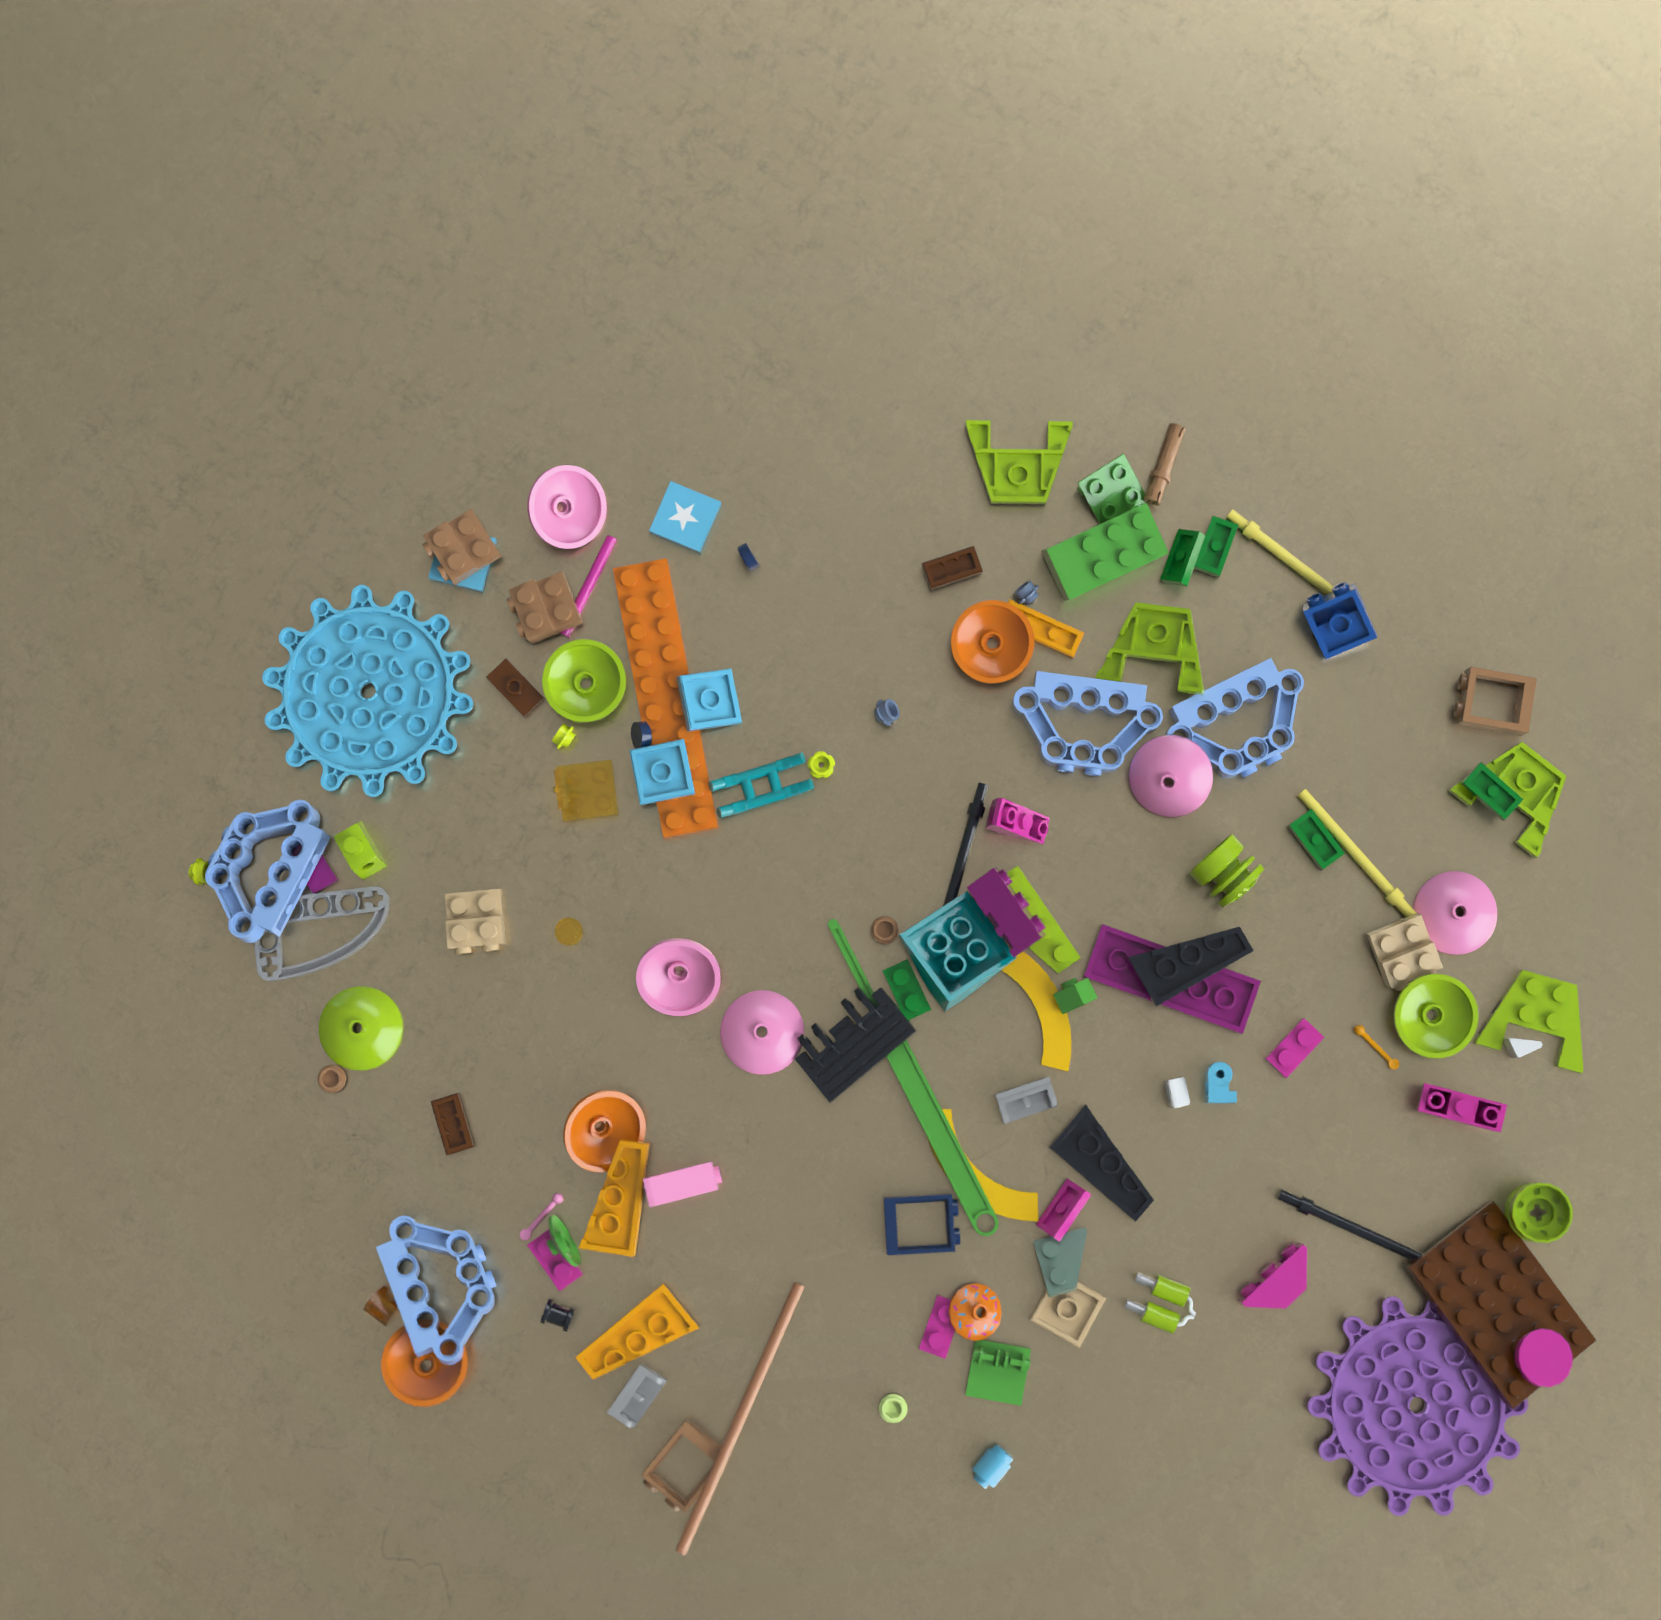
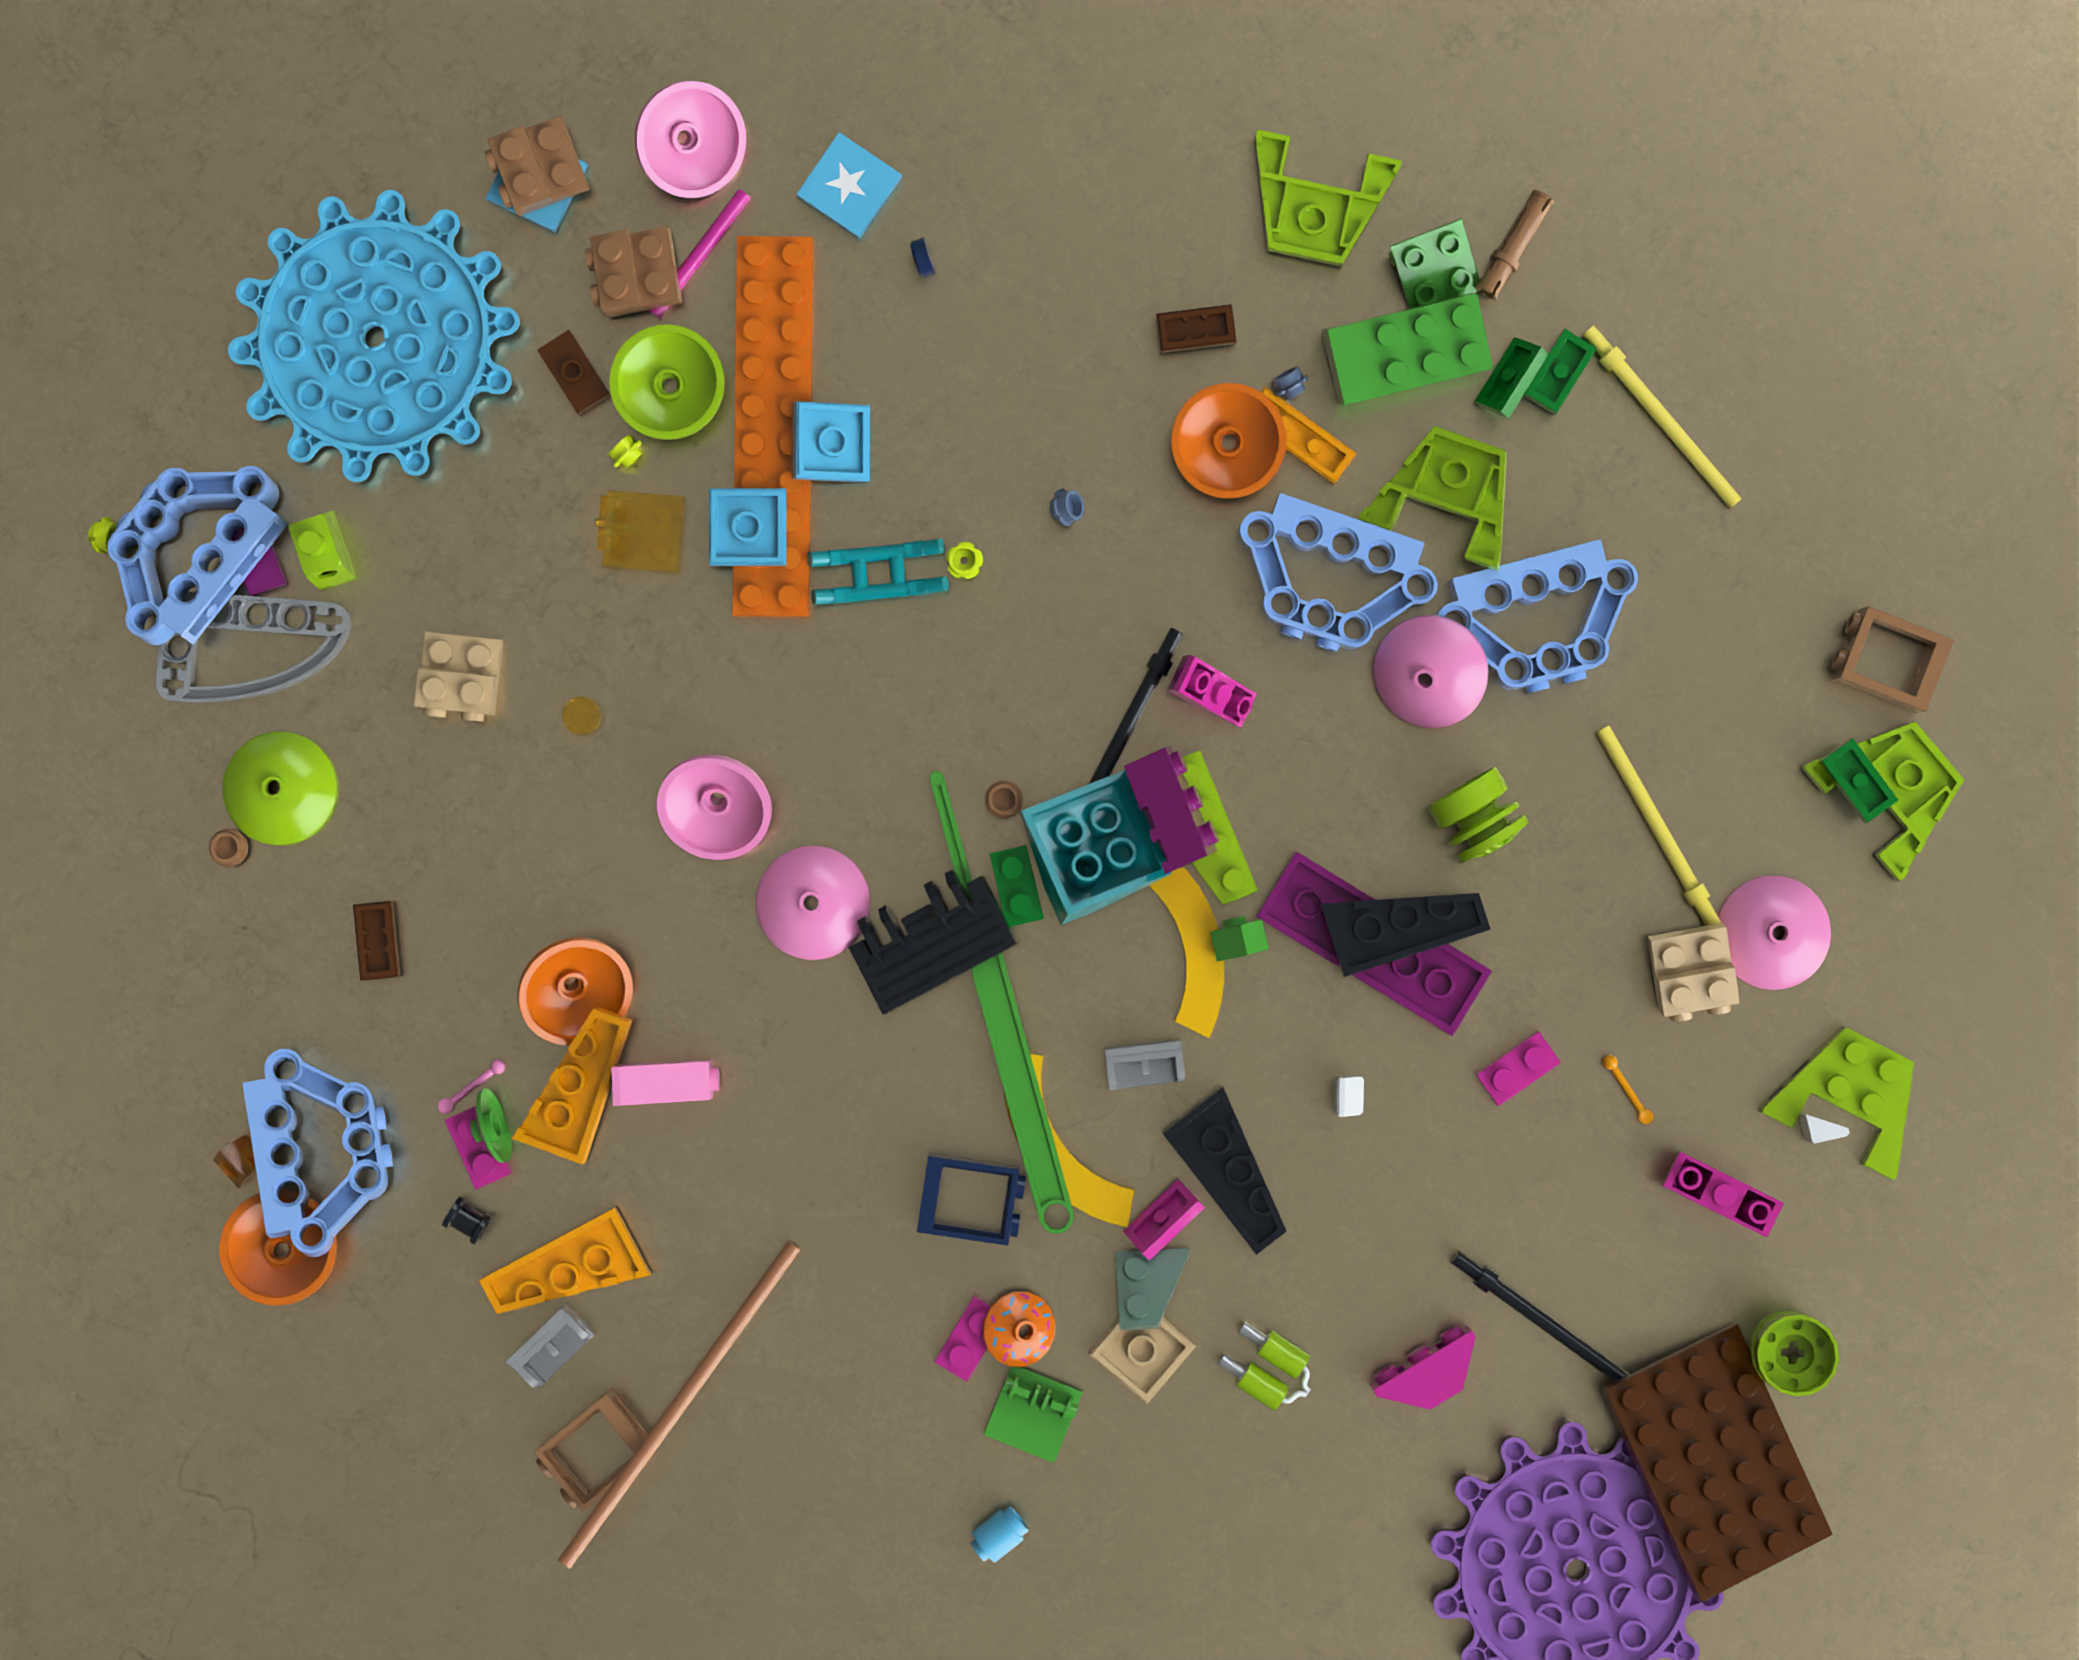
camera: 15 degrees right, 5 degrees up
(641, 734) = (730, 470): dark blue tile -> none
(893, 1408) = (884, 1431): yellowish green plate -> none
(1217, 1084) = (1403, 1096): medium azure leg -> none
(1316, 839) = (1608, 796): green plate -> none
(1339, 619) = (1704, 506): blue plate -> none
(1453, 1020) = (1735, 1080): lime dish -> none
(1543, 1358) = (1756, 1544): dark pink tile -> none

